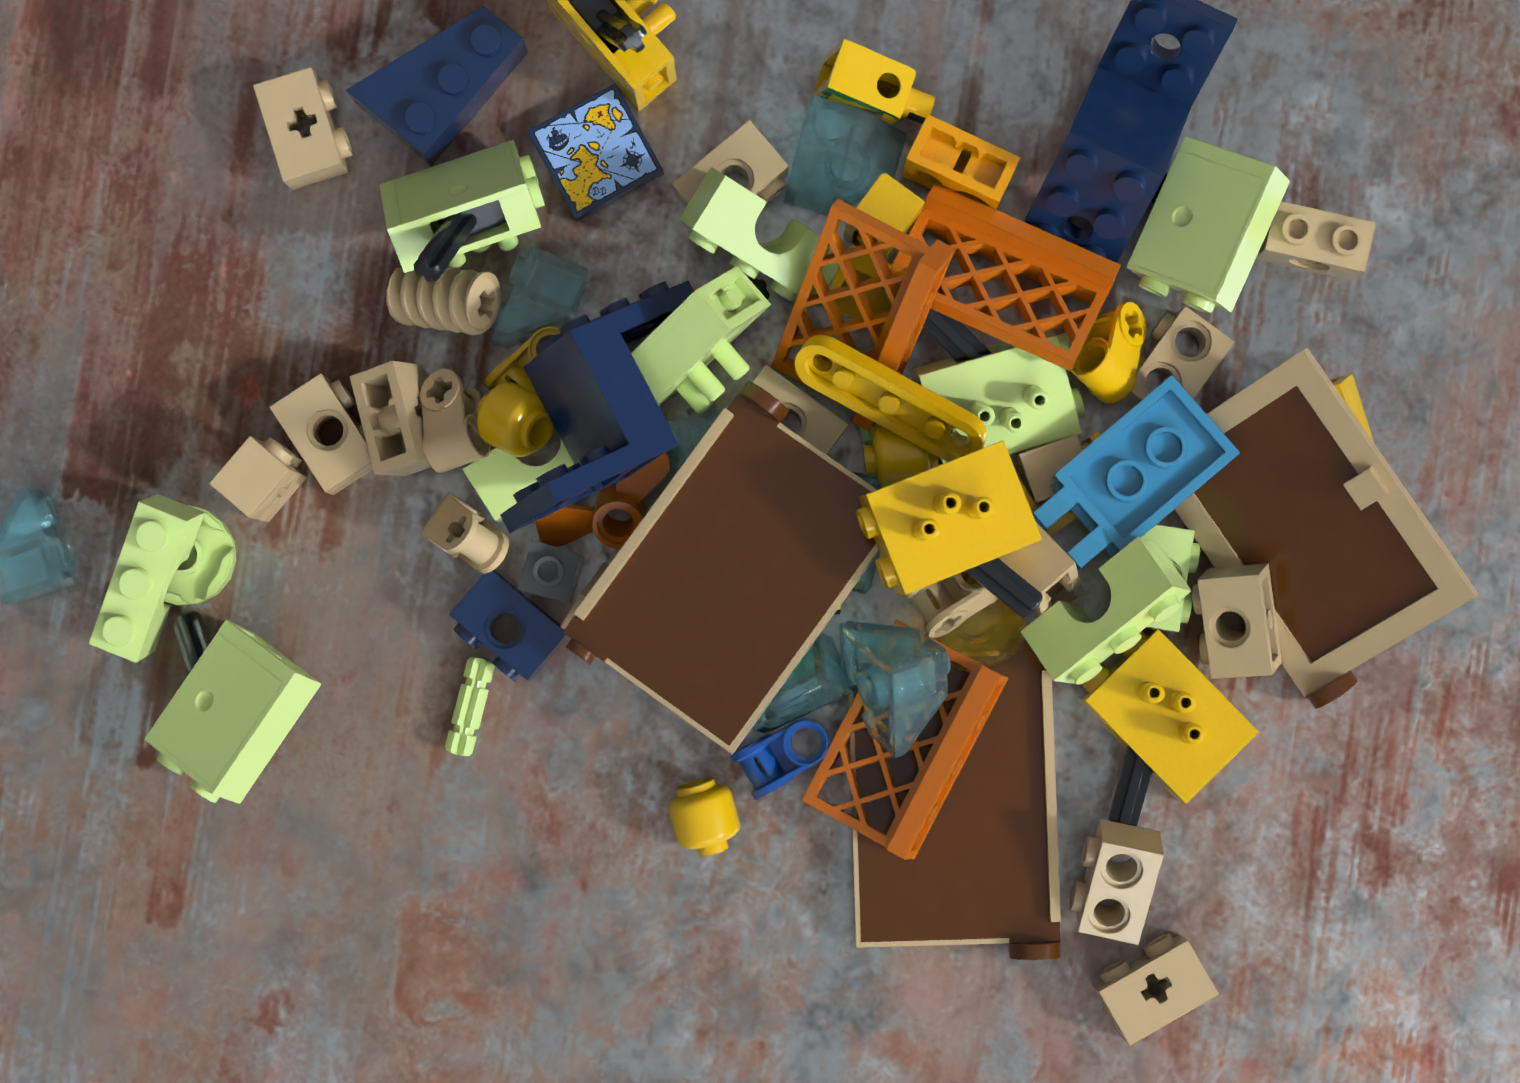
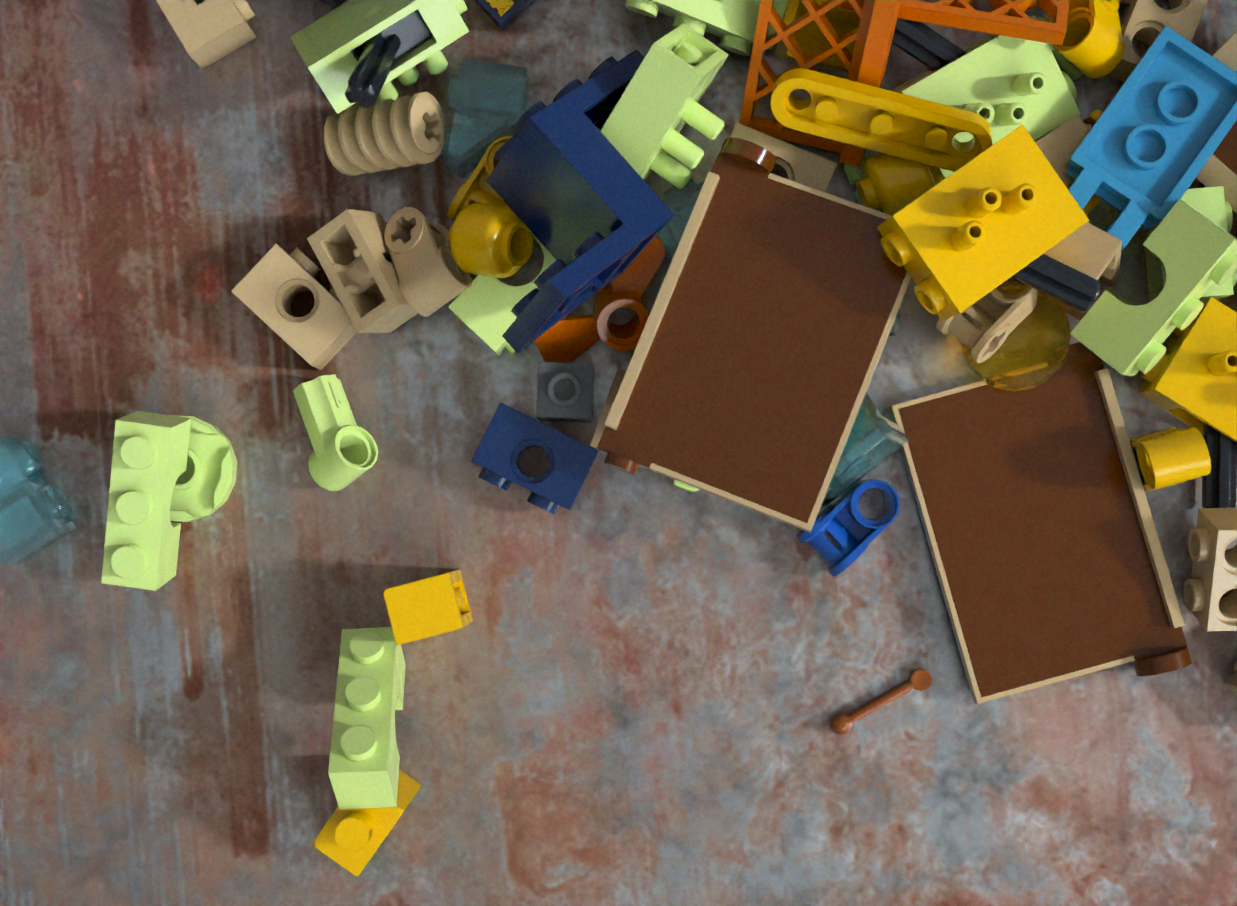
camera: 10 degrees left, 0 degrees up
(229, 708) = (265, 615): yellowish green piece -> none
(260, 478) = (238, 366): tan brick -> none
(277, 912) = (356, 834): none -> yellow torso
(294, 829) = (363, 737): none -> yellowish green arch
(333, 570) = (339, 445): none -> yellowish green piece
(378, 737) = (428, 607): none -> yellow panel
(466, 535) = (467, 375): tan piece -> none
(469, 706) = (514, 552): yellowish green axle -> none
(703, 816) = (786, 606): yellow head -> none
(811, 913) = (918, 679): none -> dark orange hinge
(898, 679) = (959, 411): clear light blue slope -> none
(935, 772) = (1023, 485): orange fence -> none
(1081, 765) = (1171, 456): none -> yellow piece

